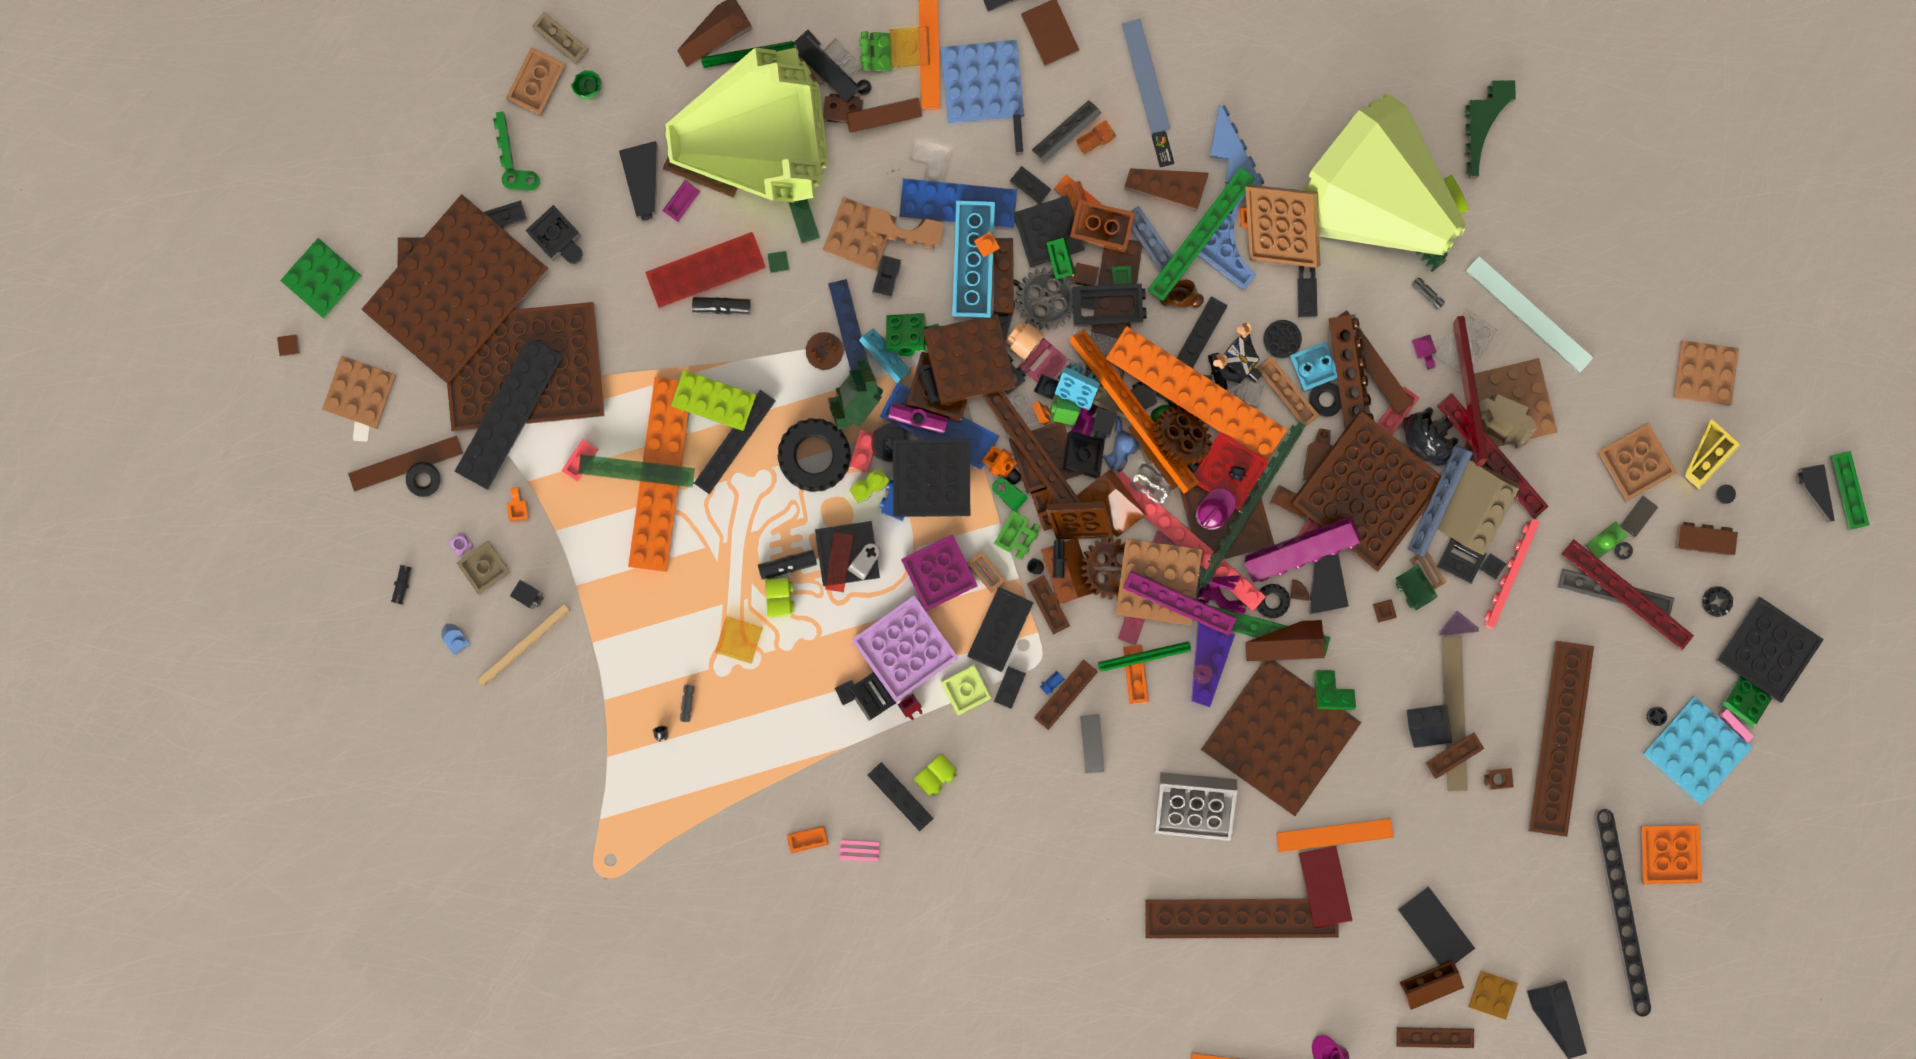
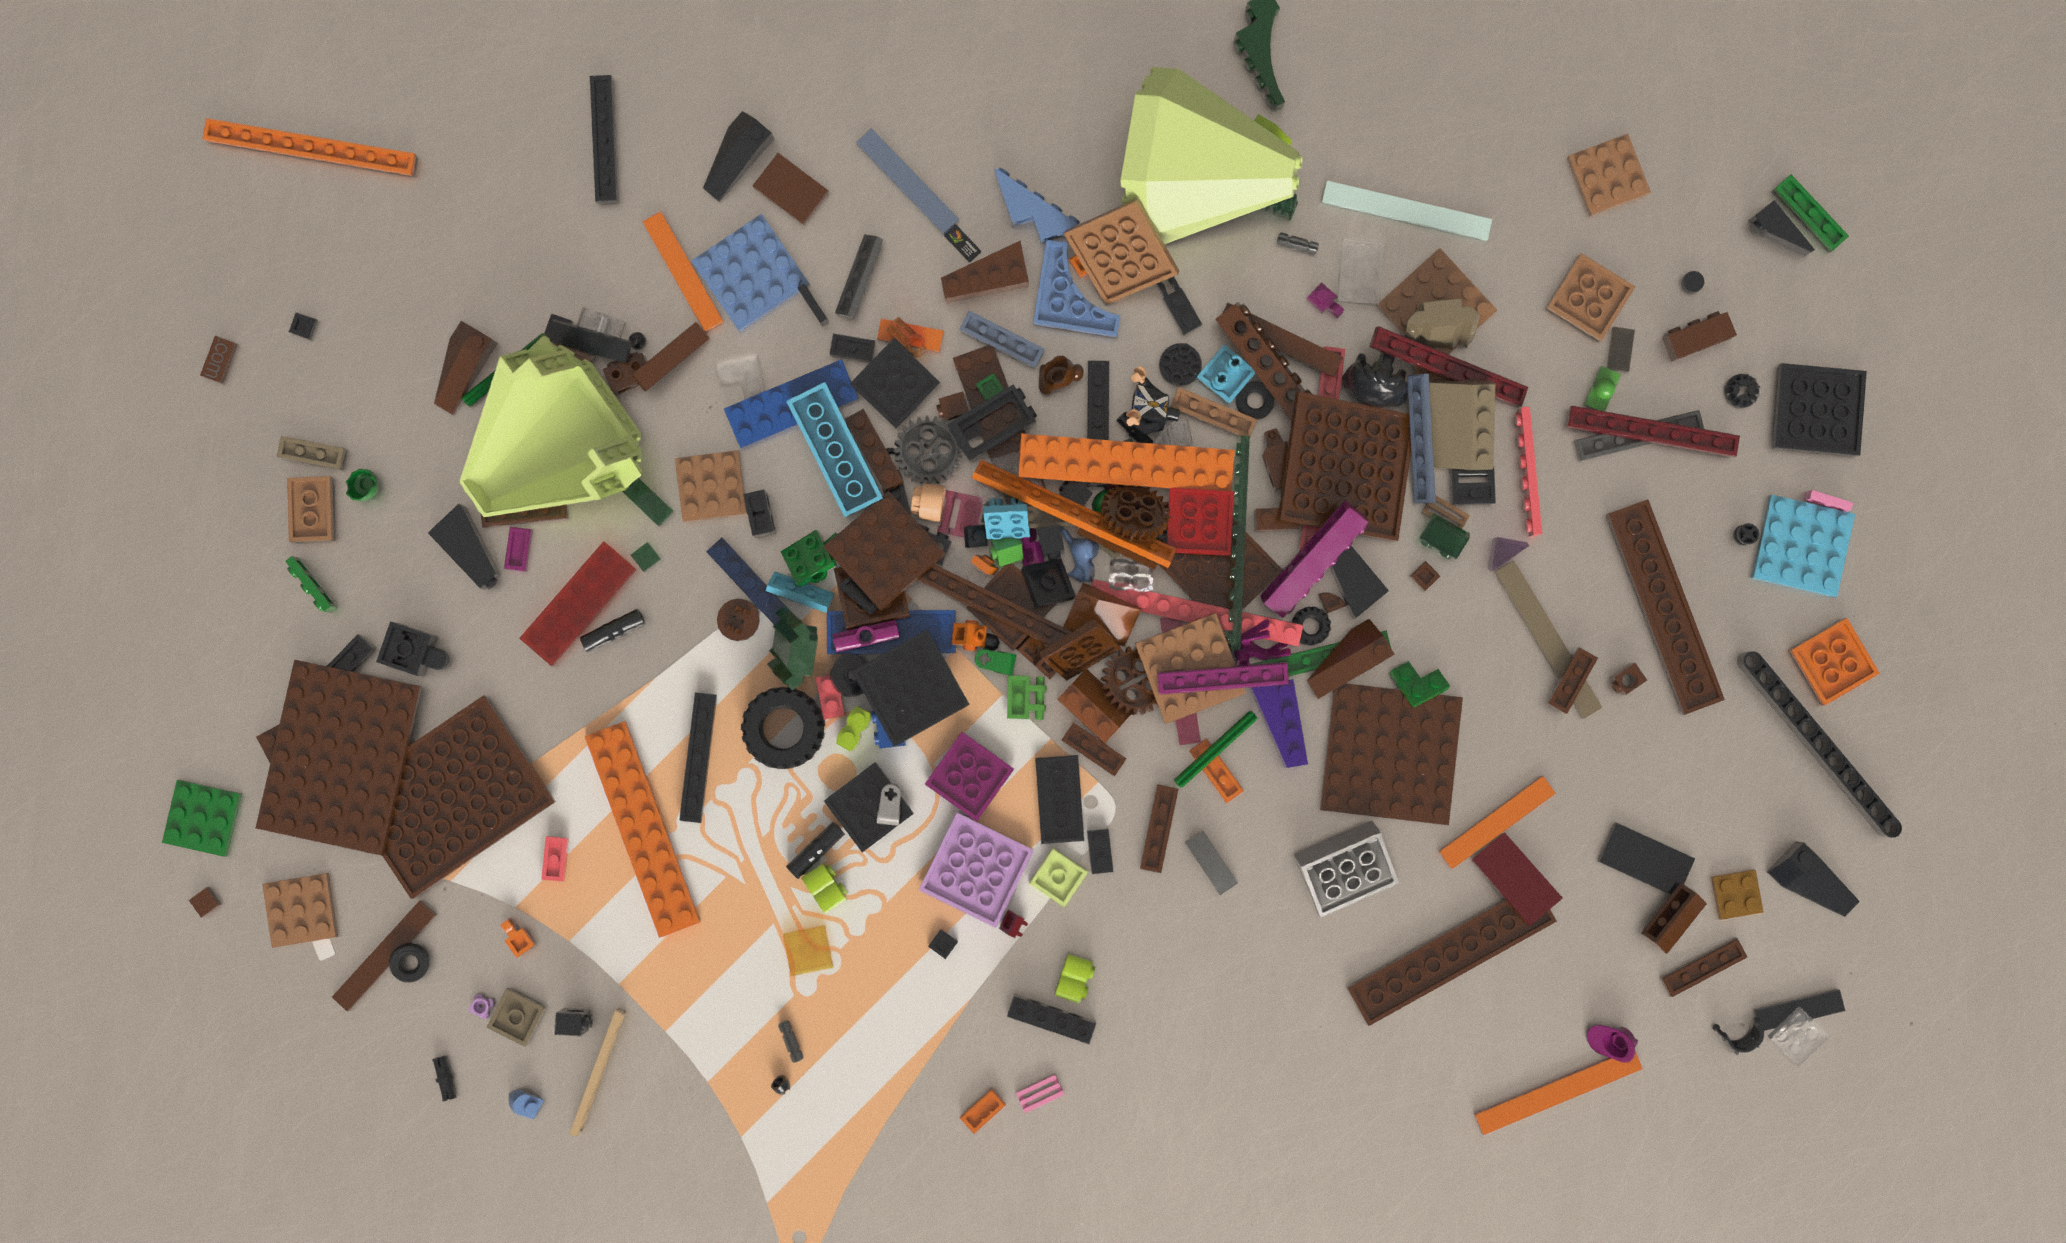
camera: 30 degrees left, 0 degrees up
(508, 413) = (458, 852): black plate -> none
(520, 180) = (347, 614): green plate -> none
(636, 471) = (616, 839): clear green plate -> none
(713, 400) = (654, 728): lime plate -> none
(839, 562) = (865, 820): clear red tile -> none
(867, 698) = (967, 940): black plate -> none
(879, 222) = (724, 464): medium nougat arch -> none
(880, 51) = (634, 297): bright green plate -> none
(910, 47) = (660, 276): clear yellow tile -> none
(987, 244) = (840, 427): orange plate -> none
(996, 584) = (998, 743): medium nougat tile -> none
(1035, 566) = (1060, 718): black hinge -> none
(1053, 681) = (1138, 824): blue pin -> none
(1058, 559) = (1080, 700): black axle -> none
(1061, 258) = (920, 402): green plate -> none
(1099, 135) = (893, 262): clear orange piece -> none
(1102, 225) = (944, 348): dark orange slope -> none
(1201, 234) = (1045, 304): green plate -> none
(1202, 679) = (1289, 733): clear pink tile -> none
(1215, 509) = (1206, 566): magenta piece -> none
(1237, 473) = (1209, 519): black plate -> none
(1429, 726) = (1531, 664): black slope -> none
(1470, 391) = (1394, 314): dark red tile -> none
(1492, 566) = (1506, 475): black plate -> none
(1618, 549) = (1618, 392): black bush -> none
(1711, 454) = (1658, 250): light yellow wedge -> none
(1747, 701) = (1826, 472): green plate -> none

